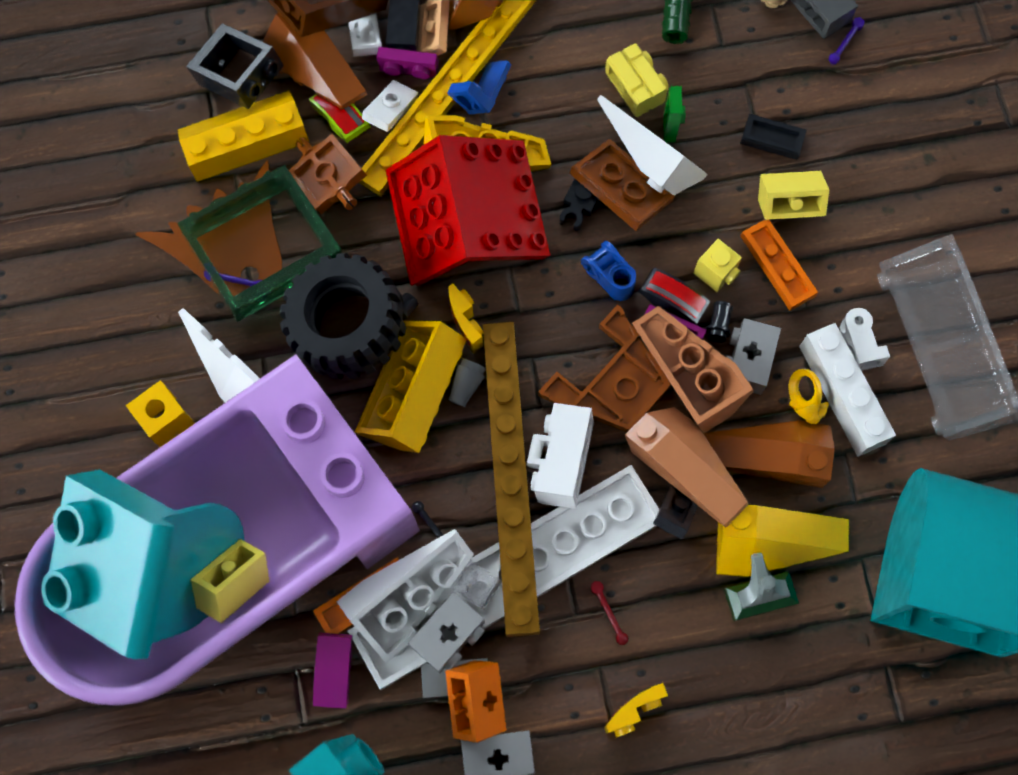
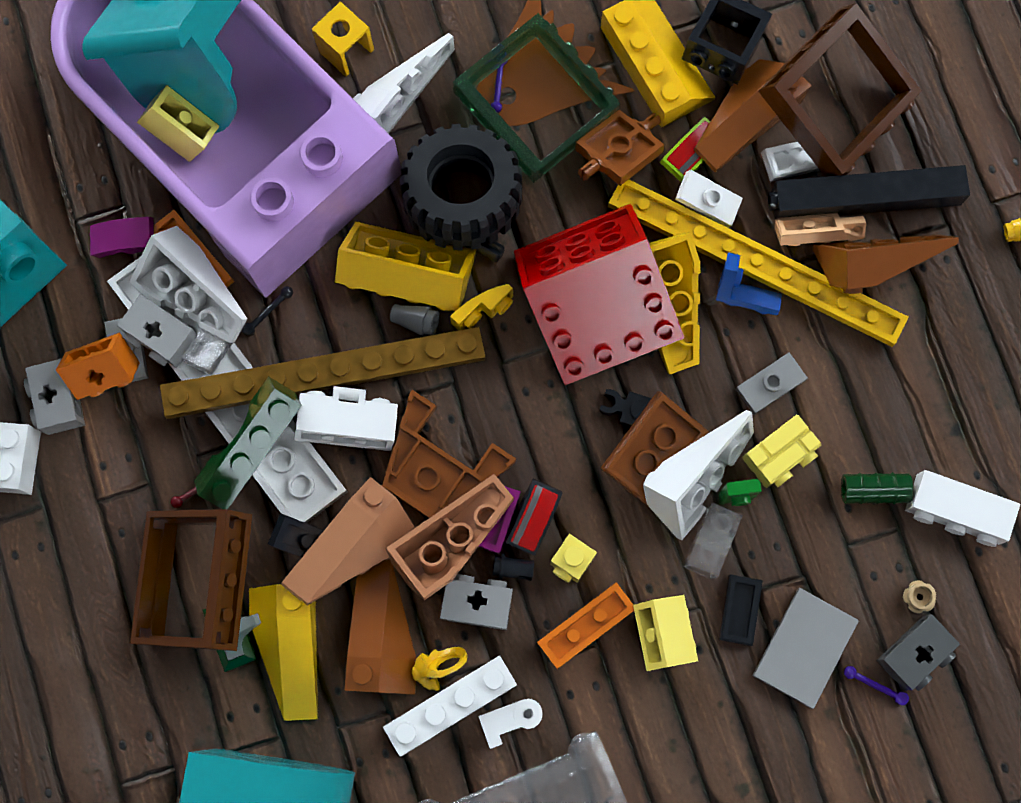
camera: 85 degrees right, 5 degrees up
(414, 63) = (761, 196): magenta plate -> none
(554, 521) = (265, 422): none -> arch
(571, 82) = (771, 383): none -> light grey plate
(606, 267) = (558, 444): blue piece -> none
(627, 715) = (101, 513): yellow slope -> none
(712, 146) = (712, 541): none -> clear brick
(727, 571) = (225, 581): none -> reddish brown window
(810, 89) = (805, 648): none -> light grey tile

